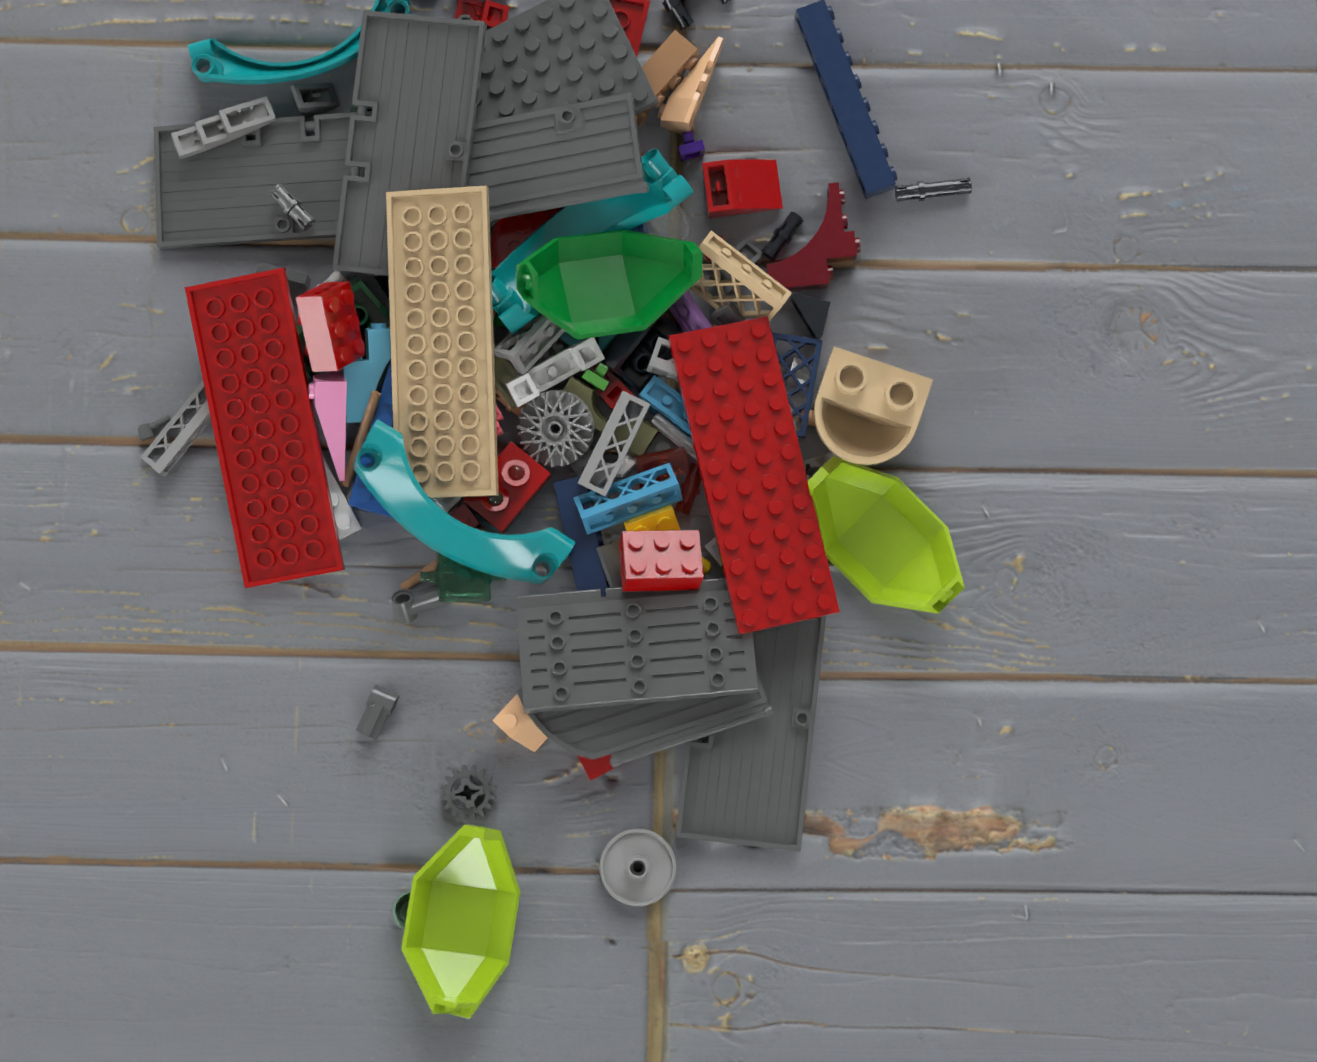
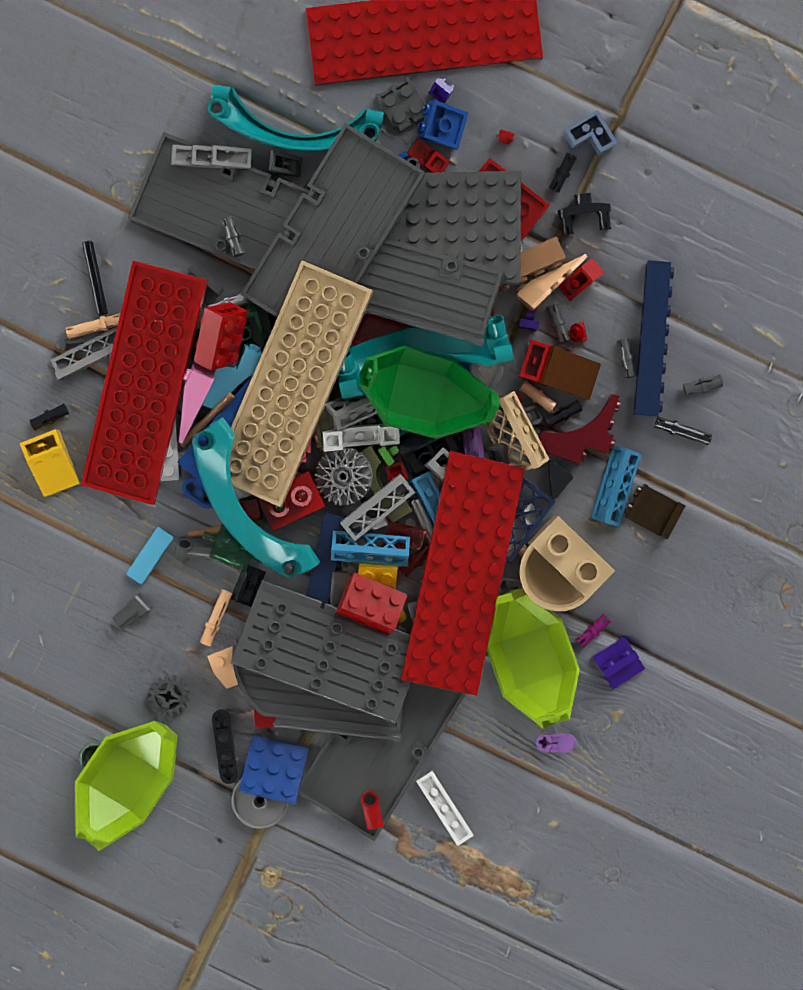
camera: 25 degrees right, 5 degrees up
(150, 335) = (94, 277): none -> black axle
(170, 525) = (49, 416): none -> black pin
(171, 395) = (103, 323): none -> light nougat pin
(195, 578) = (50, 462): none -> yellow slope
(367, 634) = (150, 555): none -> medium azure tile
(392, 533) = (197, 495): none -> blue plate
(481, 671) = (212, 625): none -> light nougat pin
(502, 615) = (248, 585): none -> black slope
(562, 824) = (224, 746): none -> black beam
(637, 822) = (273, 770): none -> blue plate
(725, 133) = (558, 323): none -> dark grey pin
(728, 69) = (581, 279): none -> red slope
(742, 229) = (538, 396): none -> light nougat pin
(754, 133) = (578, 332): none -> red plate
(767, 182) = (570, 373): none -> reddish brown tile
(781, 815) = (372, 812): none -> red piece
(826, 136) = (626, 358): none -> dark grey pin
(866, 771) = (444, 807): none -> white plate
(881, 290) = (613, 484): none -> dark azure fence
(930, 125) = (703, 385): none -> dark grey pin
(941, 474) = (593, 630): none -> magenta pin
(945, 299) = (654, 511): none -> dark brown panel
(951, 634) = (565, 743): none -> medium lavender piece
(990, 498) = (618, 662): none -> dark purple bracket

